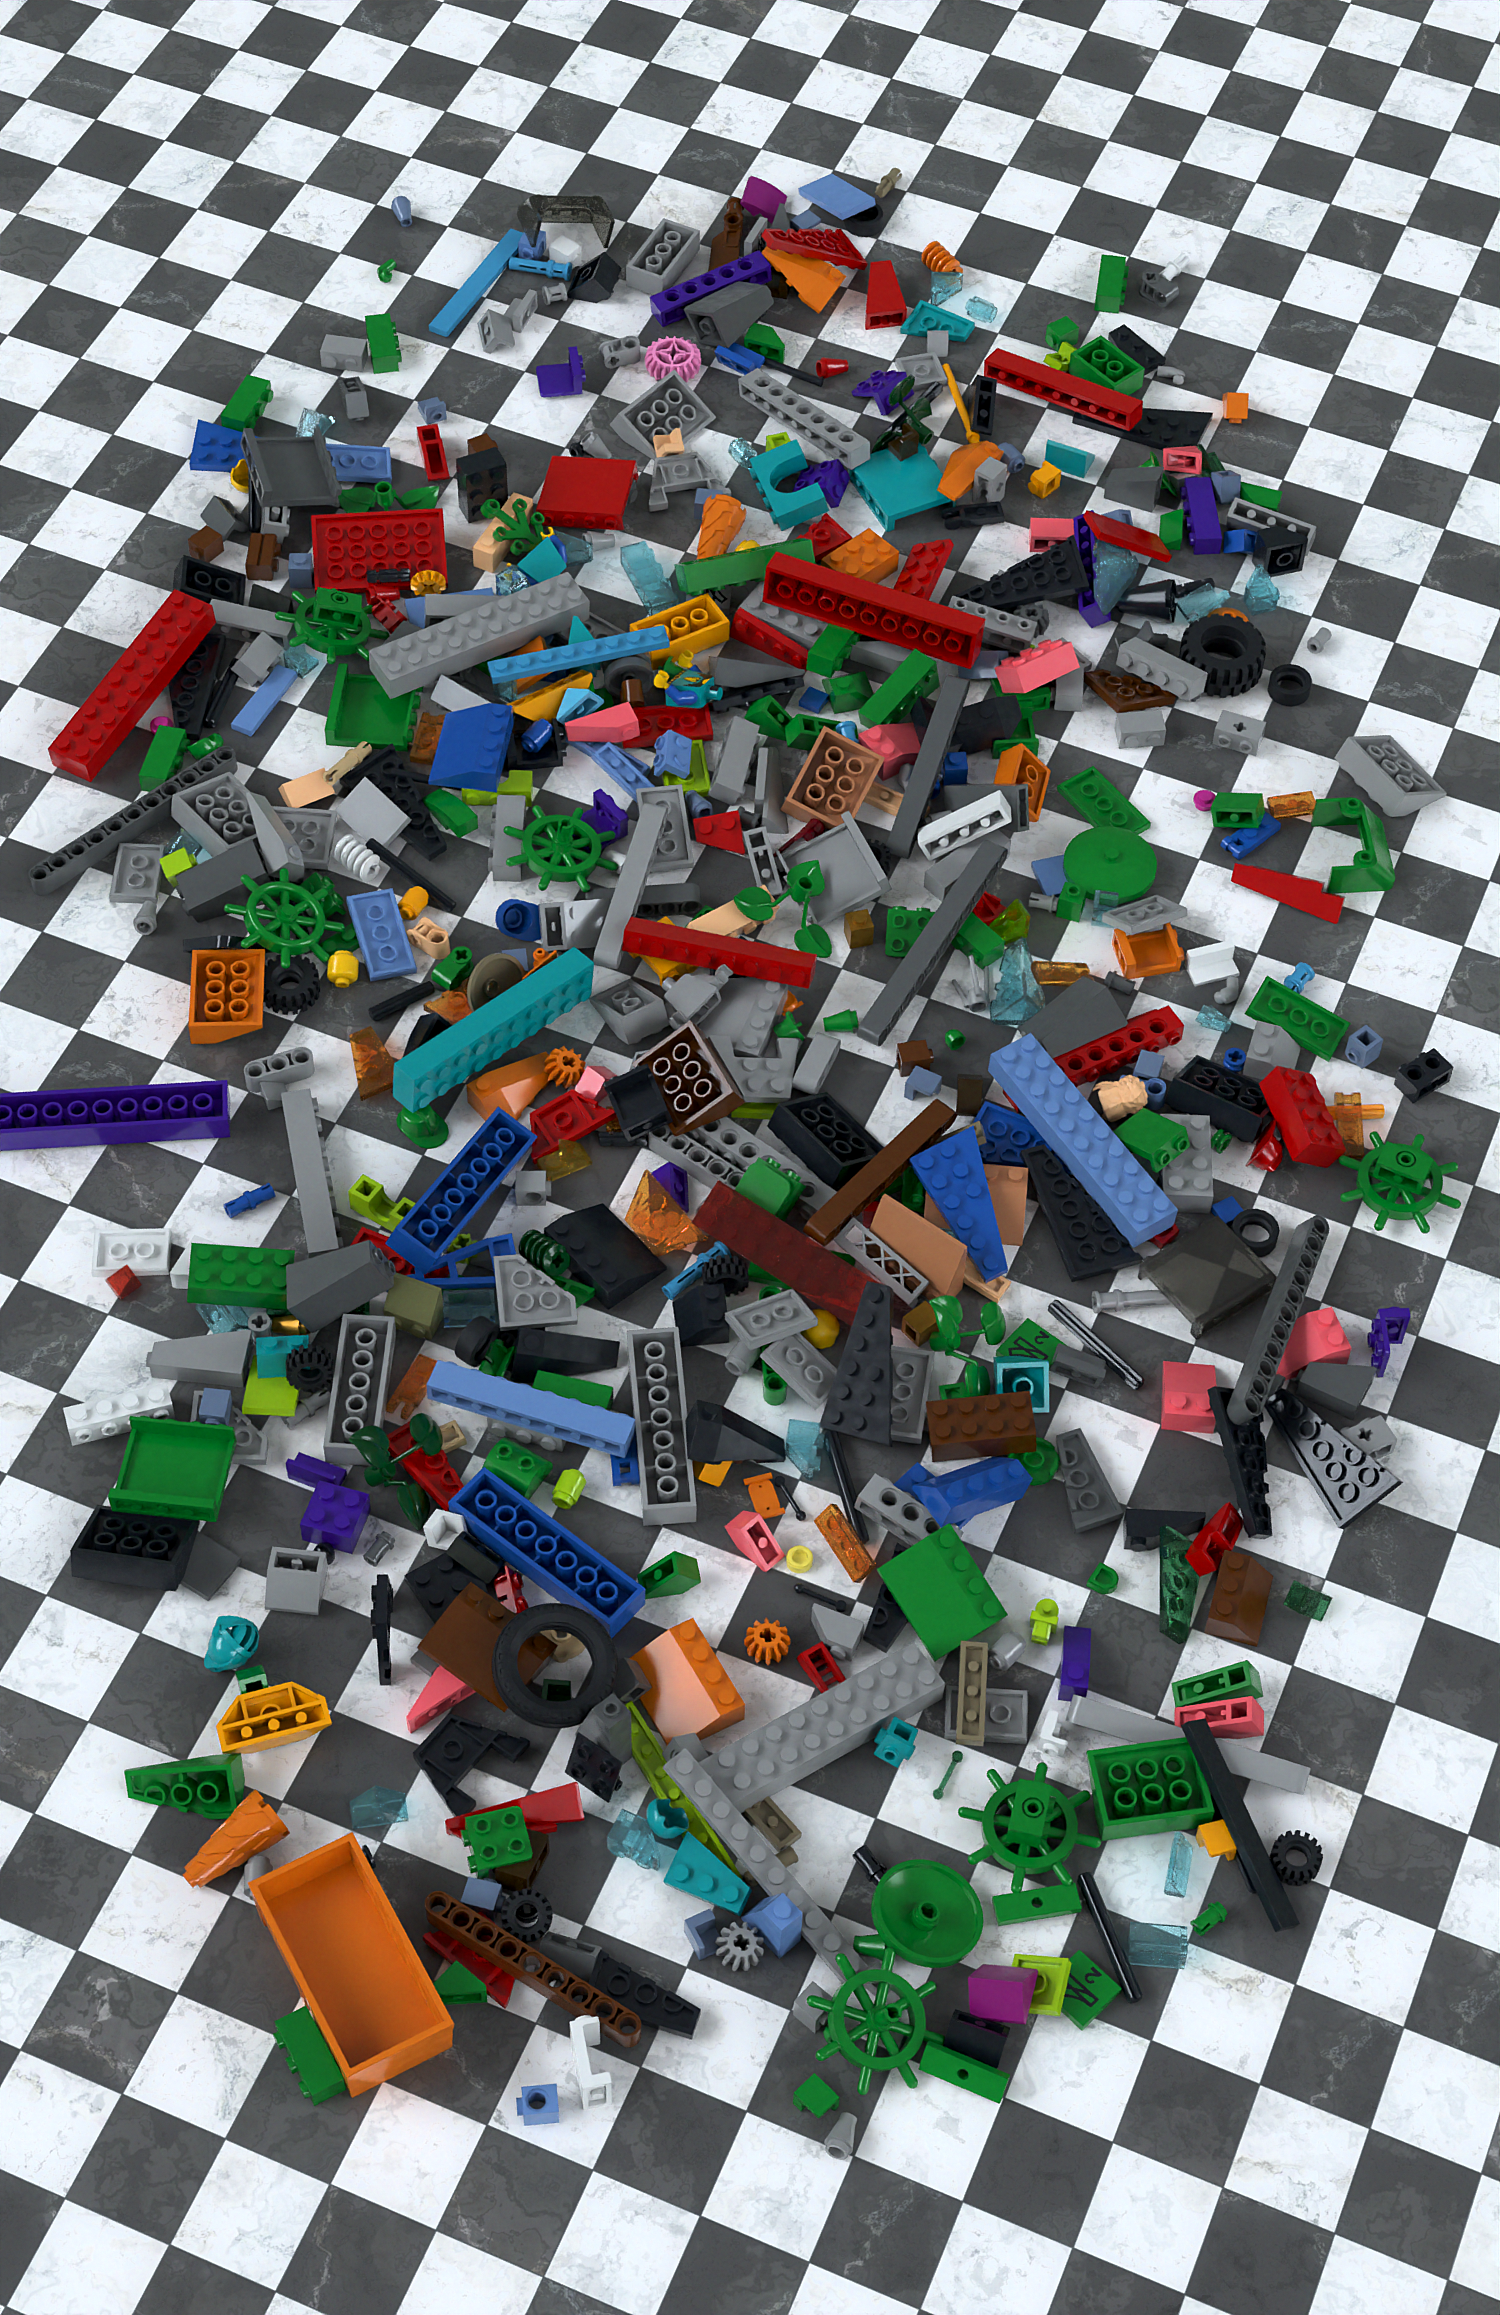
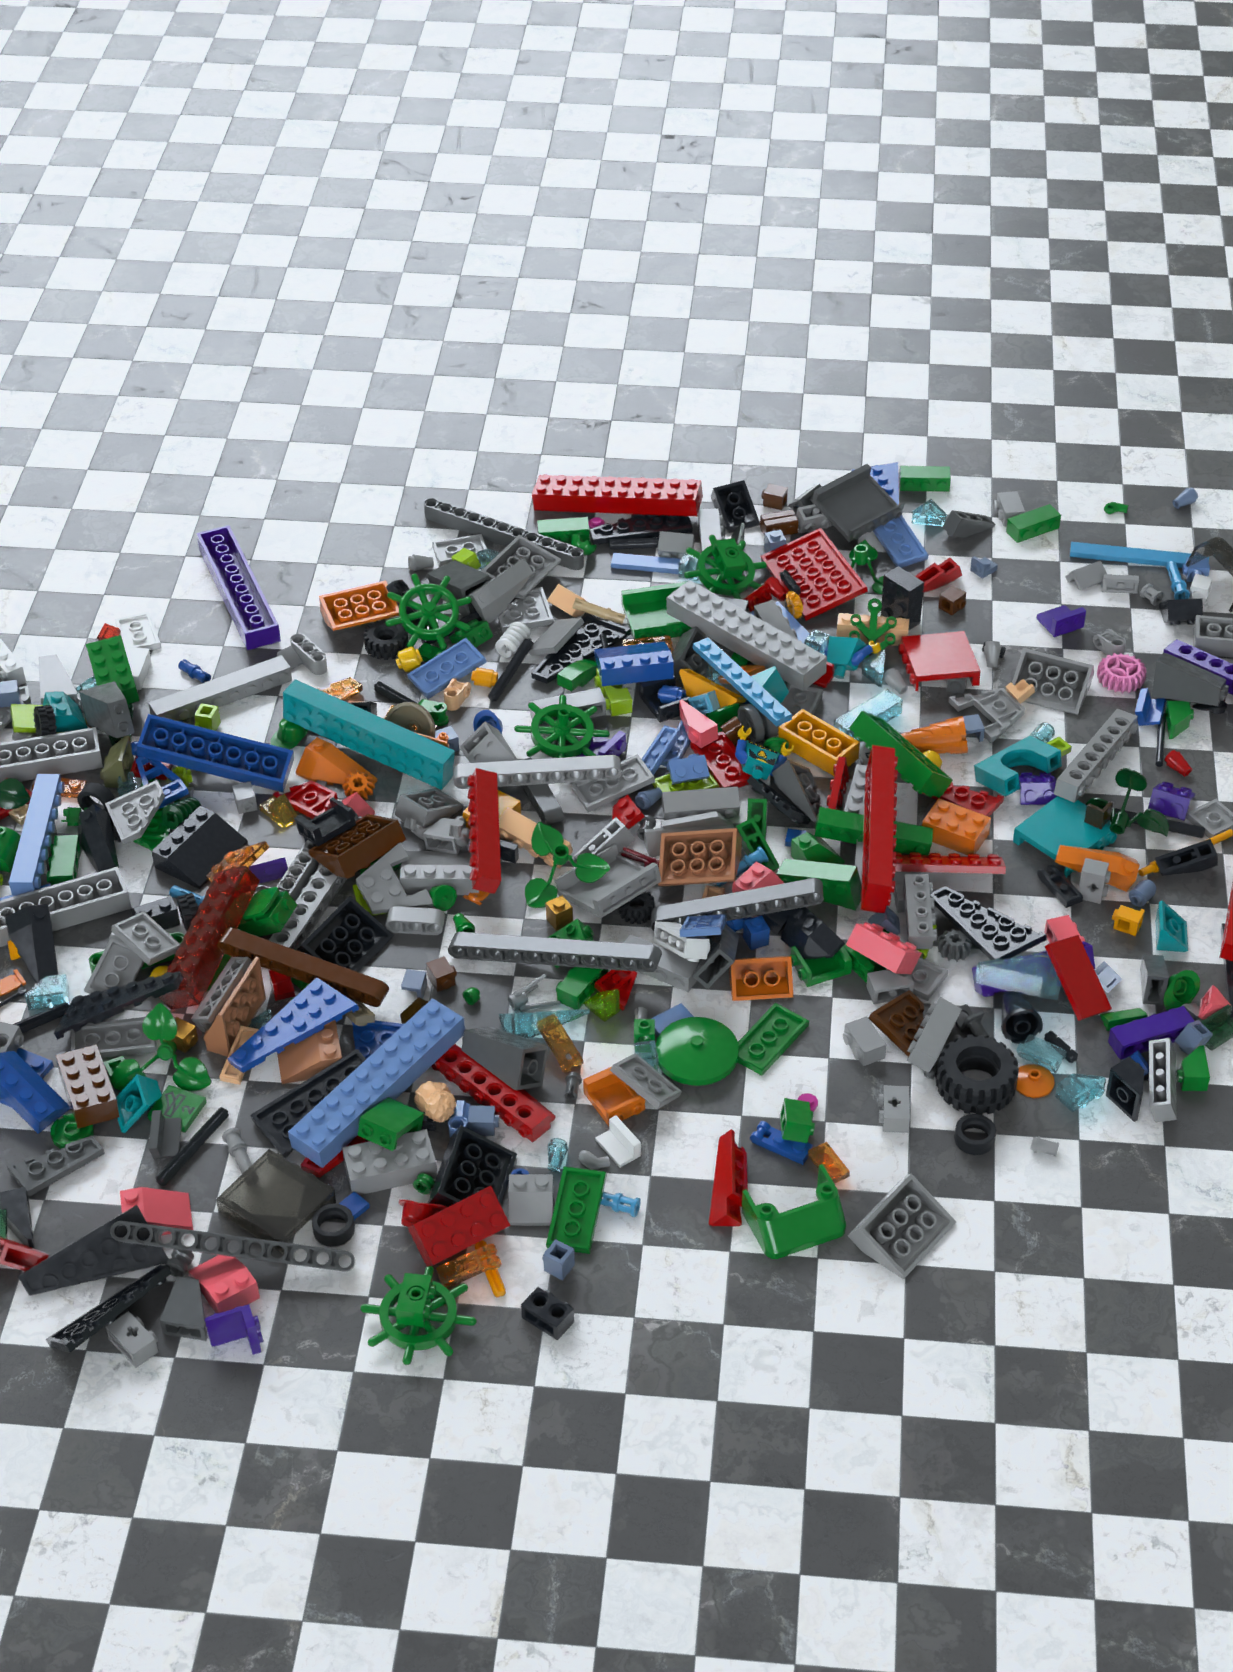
camera: 75 degrees right, 10 degrees down
(967, 793) = (703, 925): none -> medium blue tile

